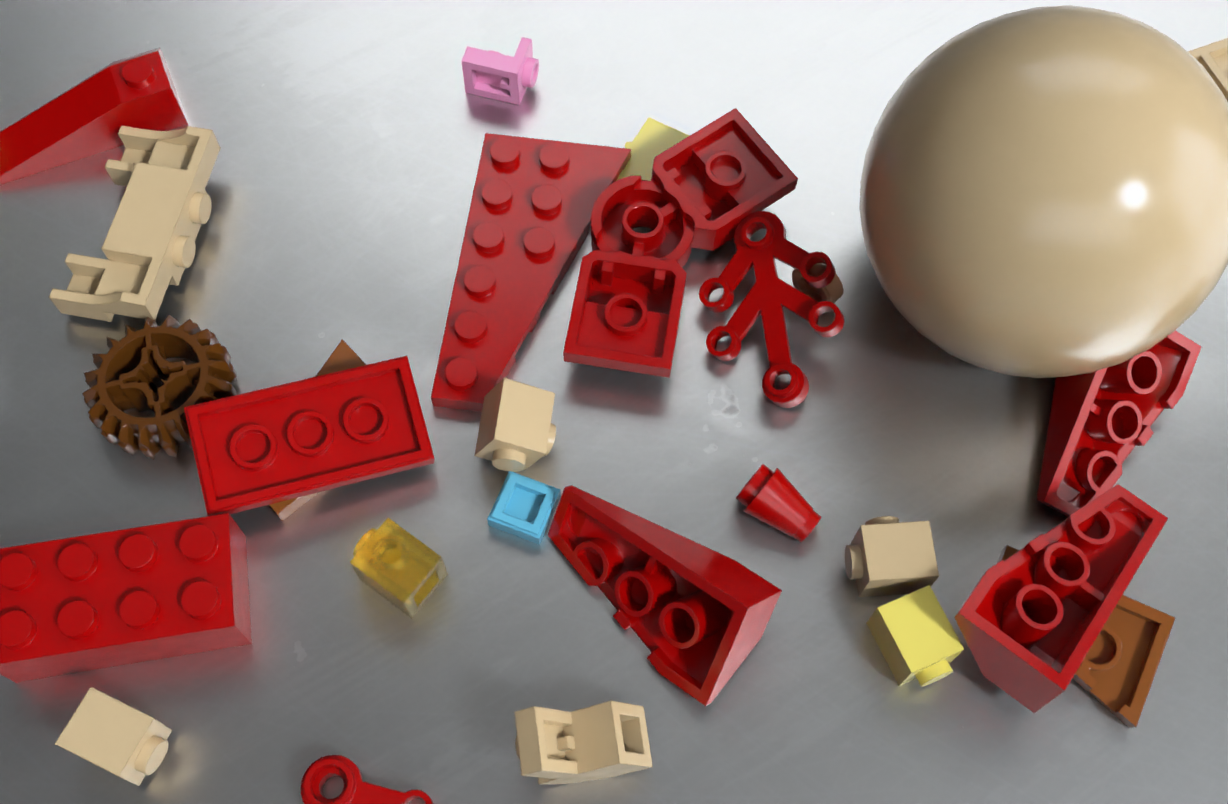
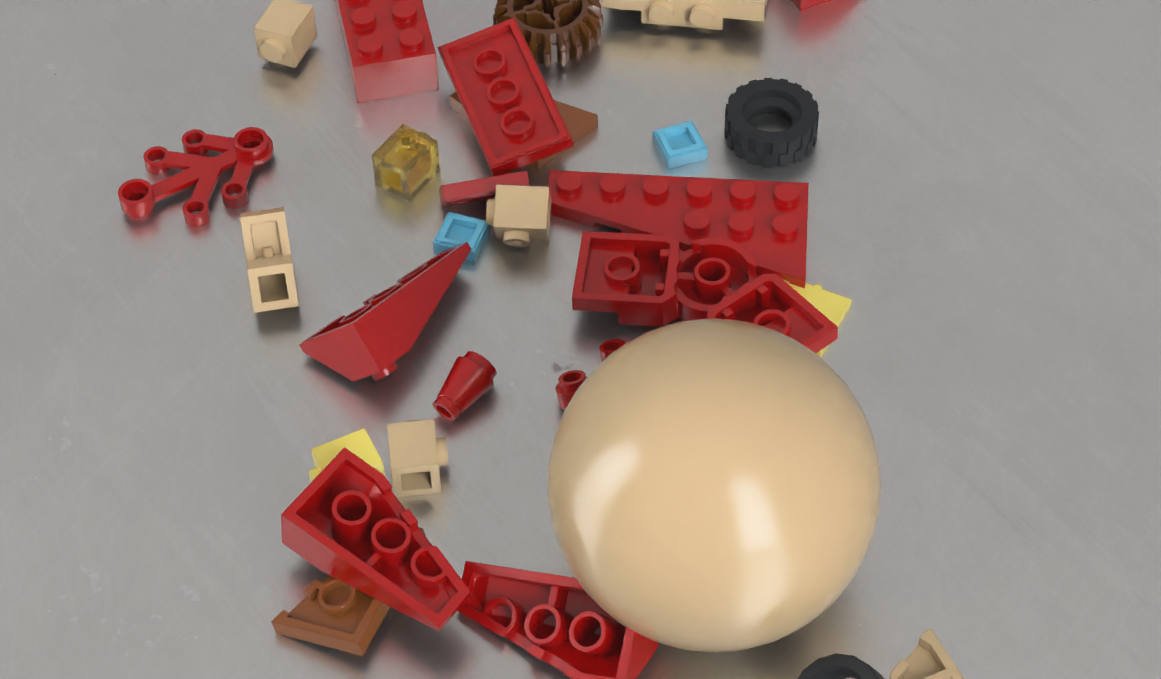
camera: 90 degrees right, 15 degrees down
(378, 126) = (768, 147): none -> black tyre
(398, 259) = (679, 145): none -> medium azure tile
(459, 473) = (479, 189): none -> red tile
(500, 75) = (874, 194): bright pink bracket -> none

